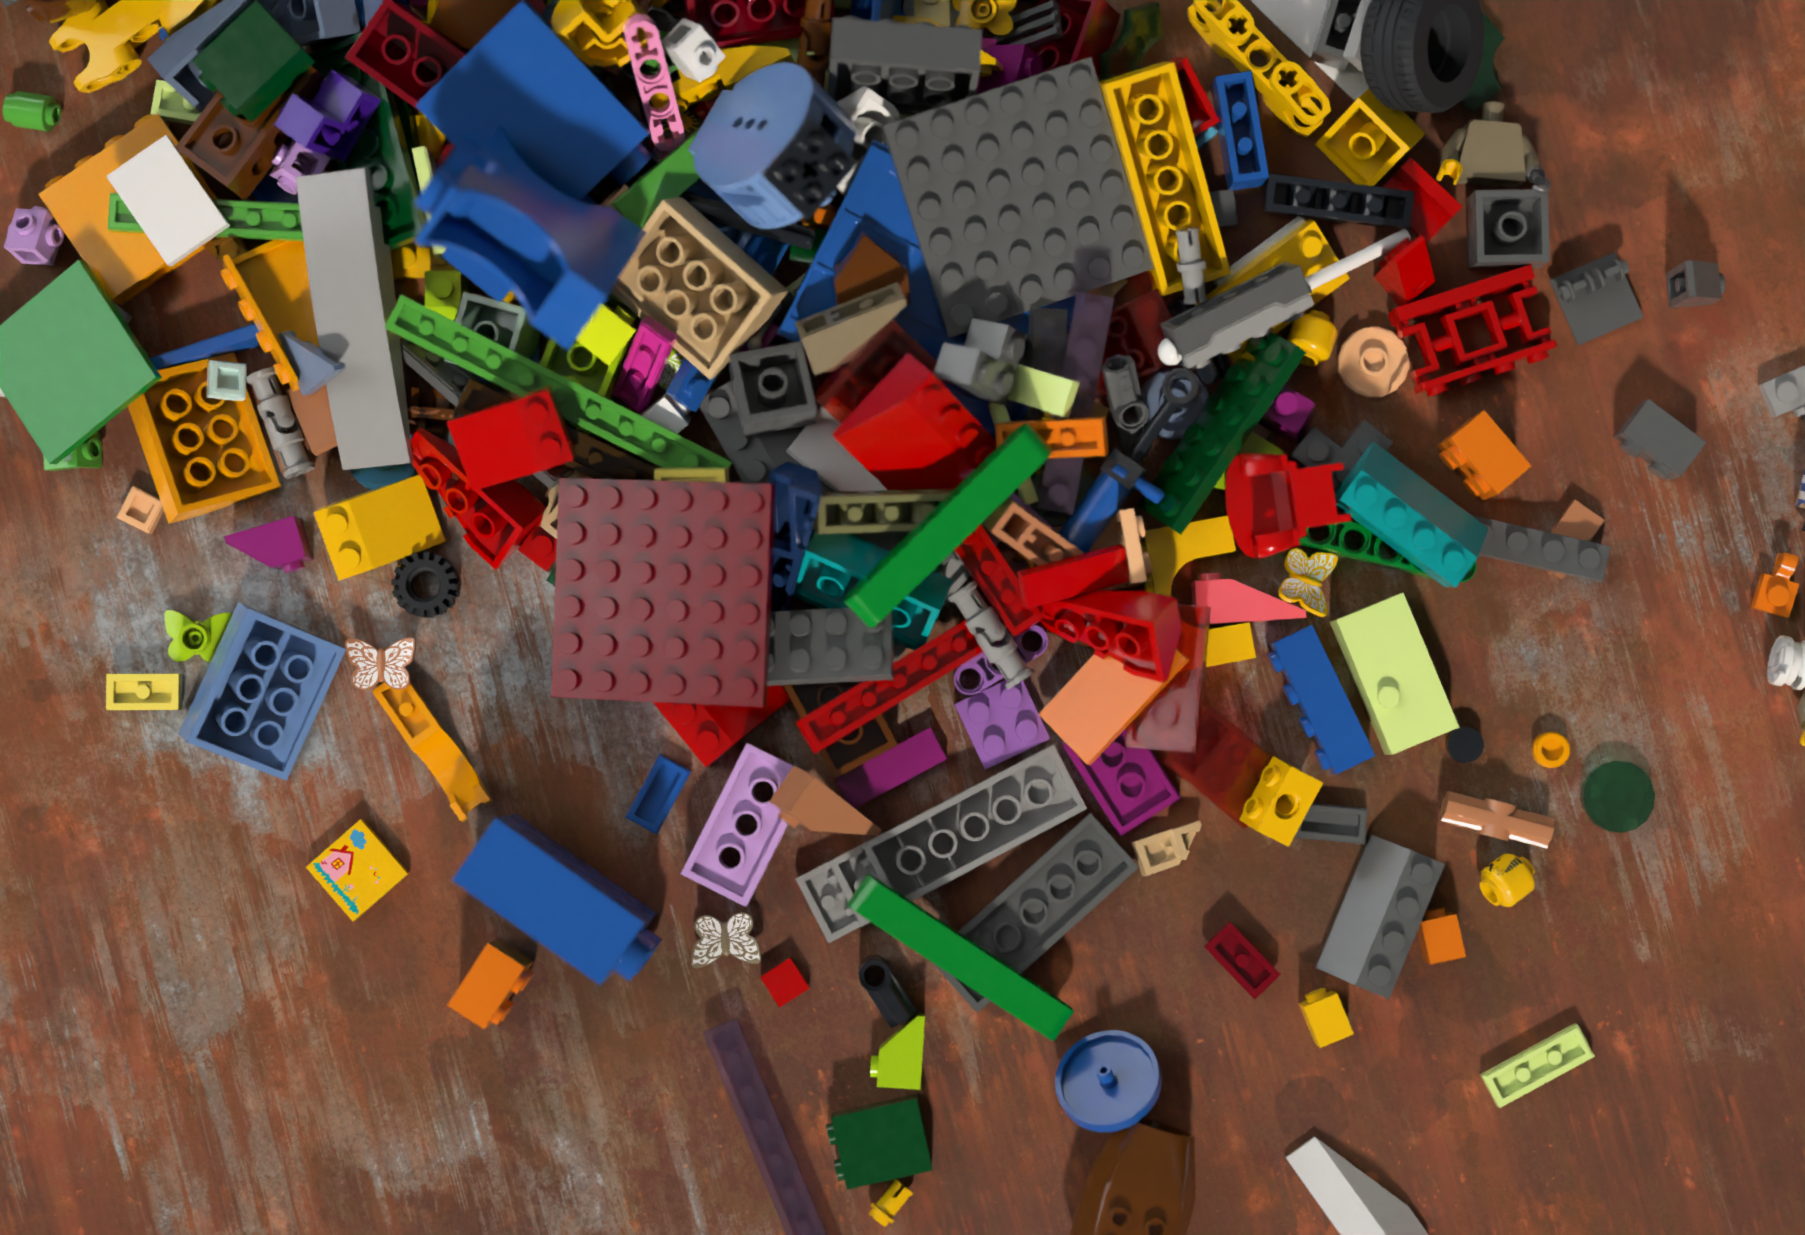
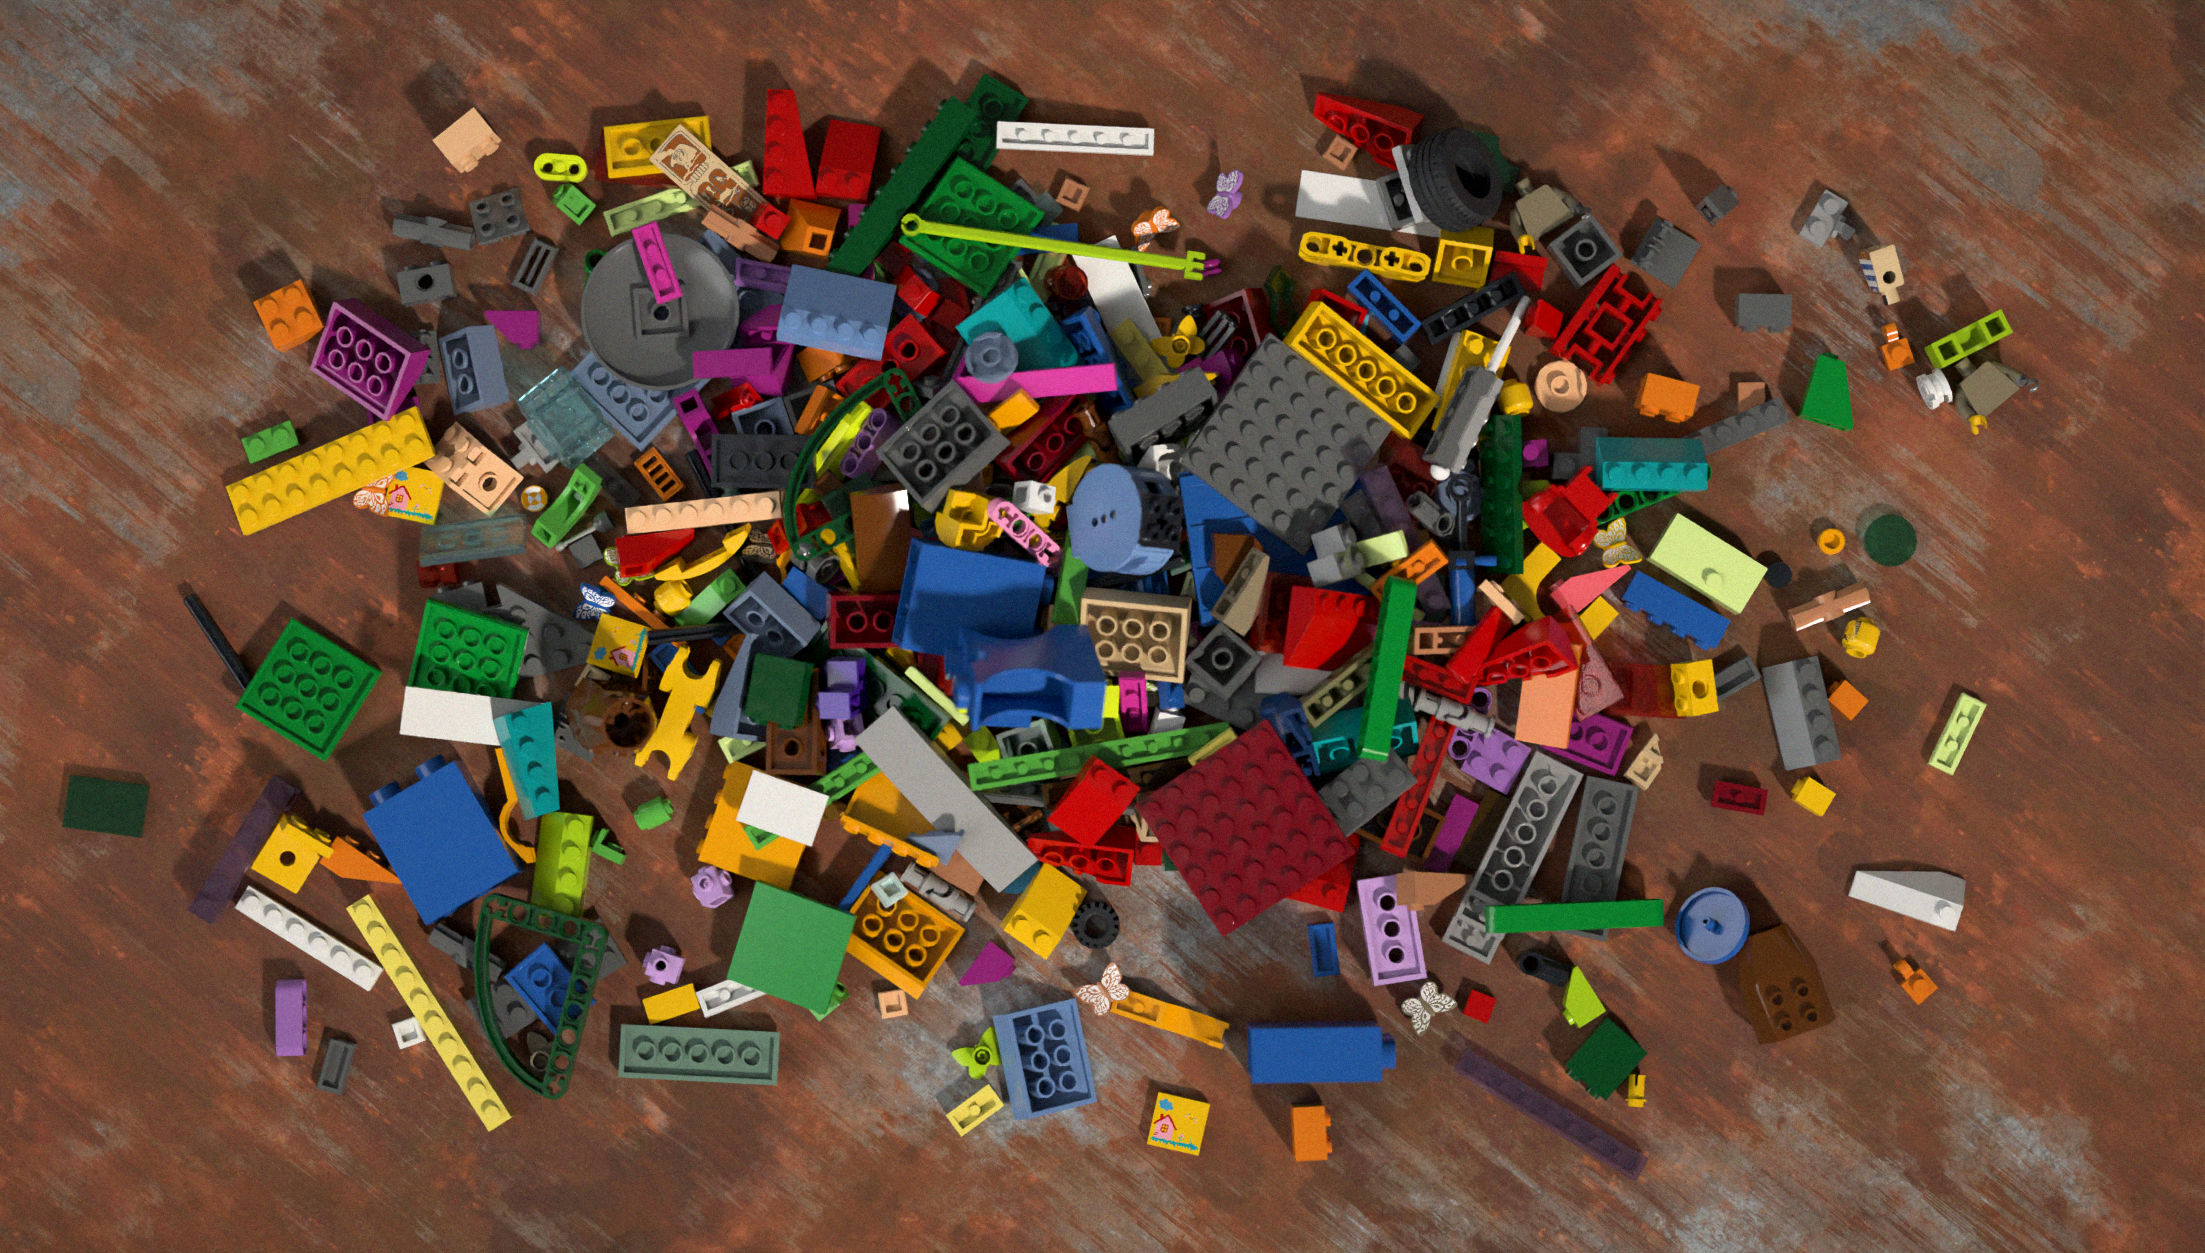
camera: 30 degrees left, 0 degrees up
(930, 788) = (1482, 829): none -> dark brown tile
(1191, 266) = (1415, 410): light grey pin -> none
(1665, 584) = (1827, 394): none -> green slope

